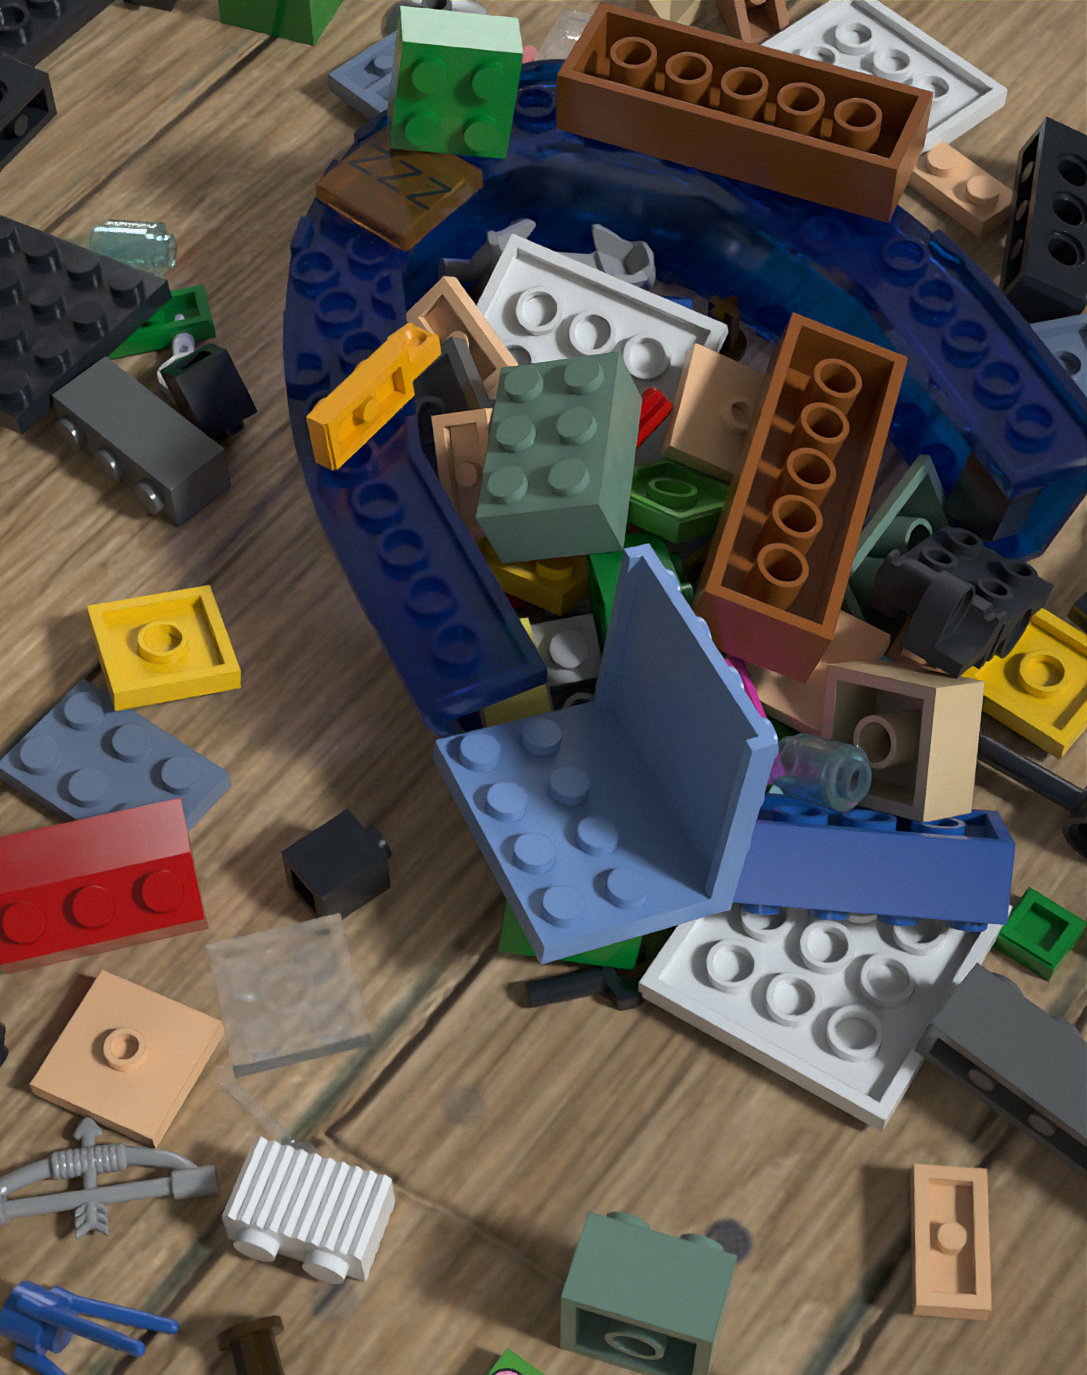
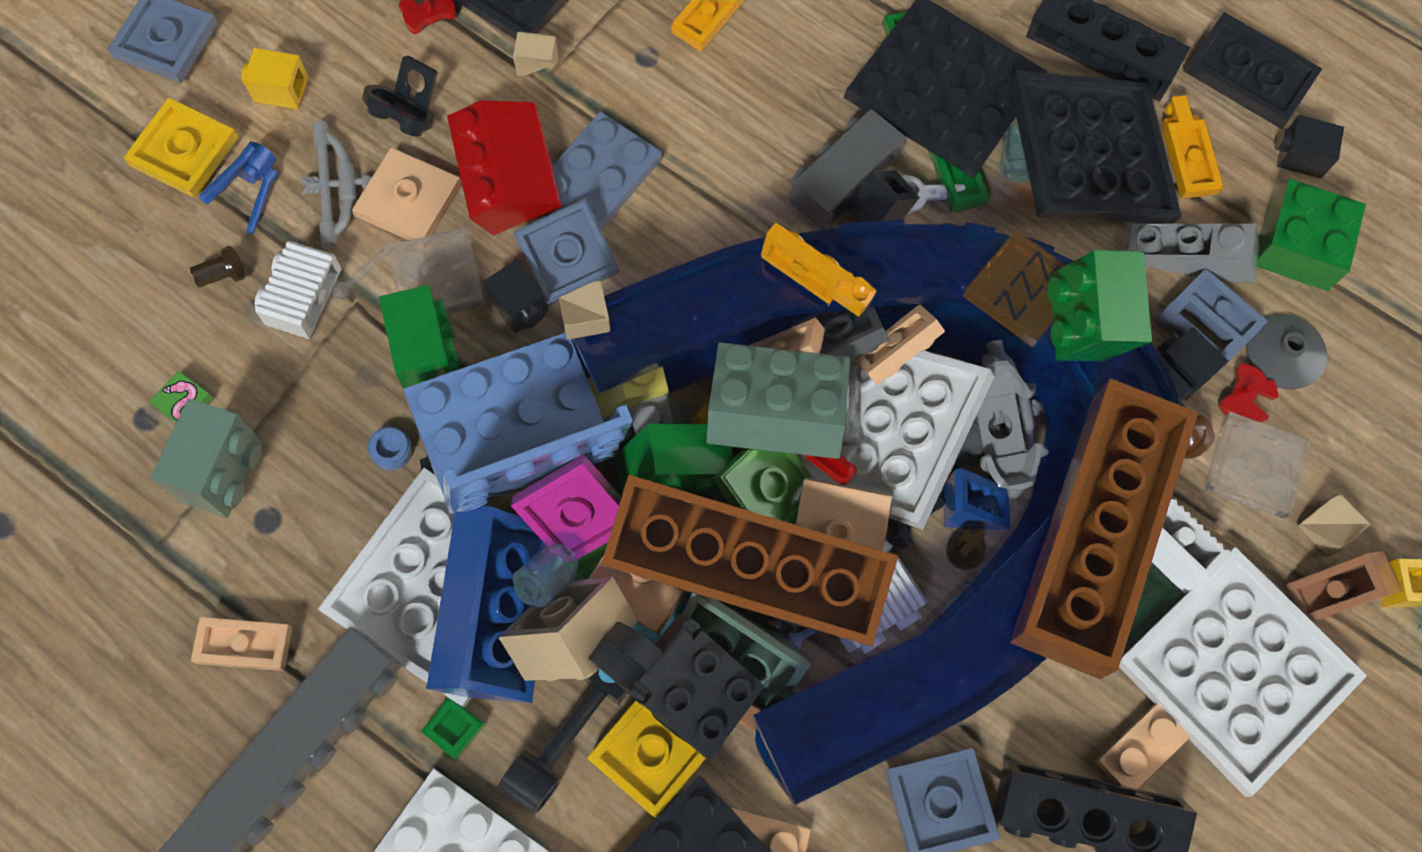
camera: 85 degrees right, 15 degrees up
(140, 164) = (1093, 149): none -> black plate
(142, 80) = (1190, 151): none -> light orange hinge
(163, 647) = (679, 191): yellow plate -> none
(255, 796) = (566, 251): none -> sand blue plate
(297, 83) = (1188, 249): none -> light grey slope
(429, 671) = (584, 311): none -> tan slope
(434, 981) = (419, 335): none -> green brick
(597, 1052) = (390, 448): none -> medium blue tile

